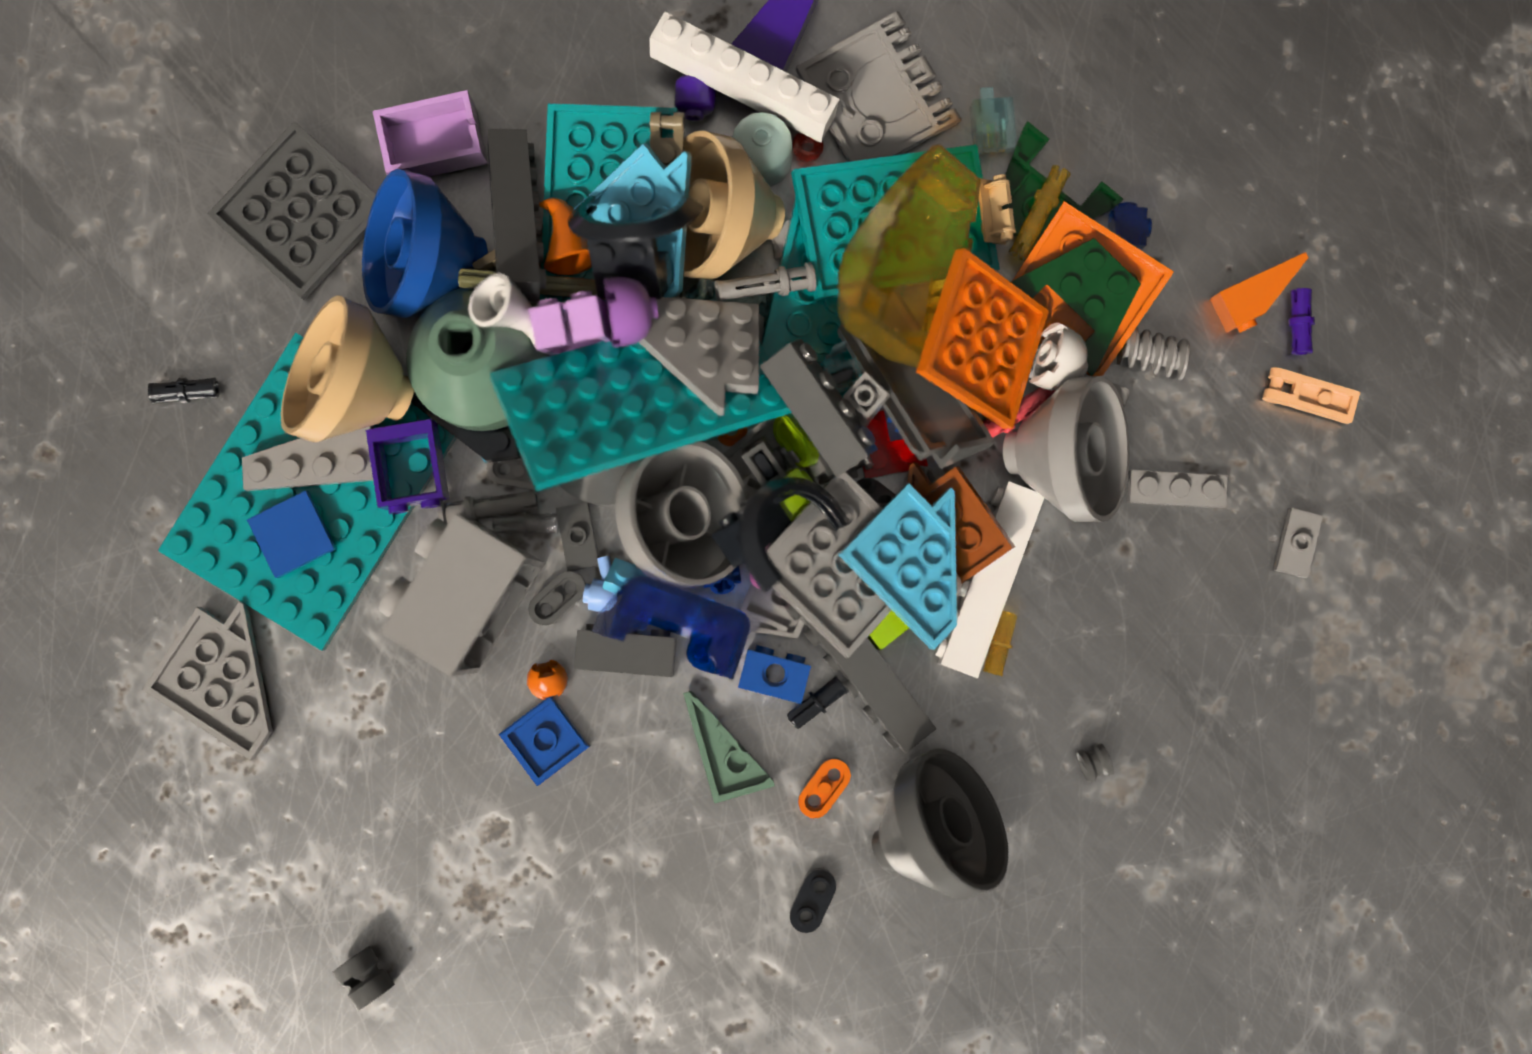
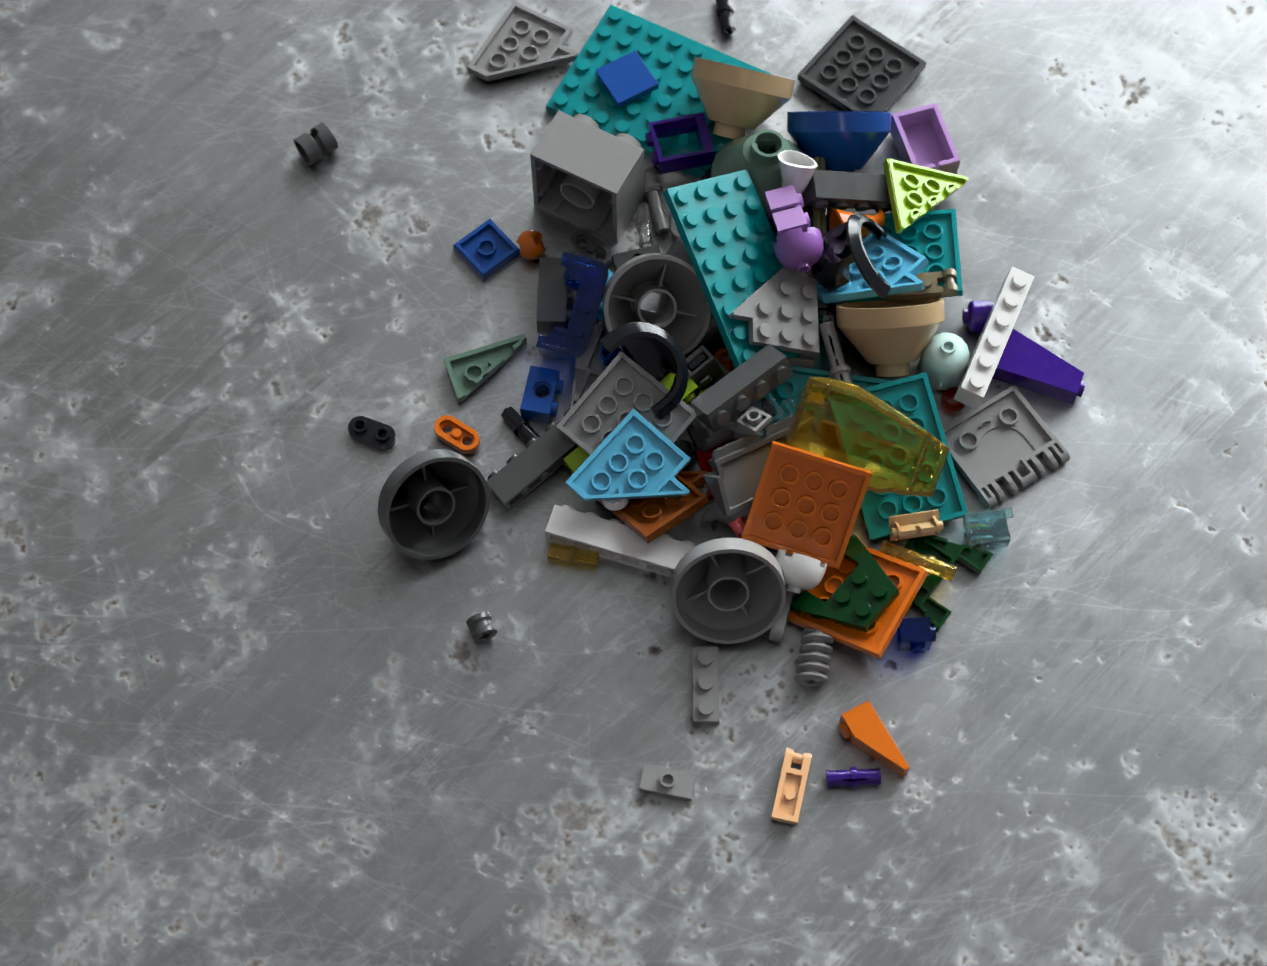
camera: 90 degrees right, 20 degrees down
(310, 463) = (677, 85): light grey wing -> none
(519, 152) = (917, 190): none -> lime tile

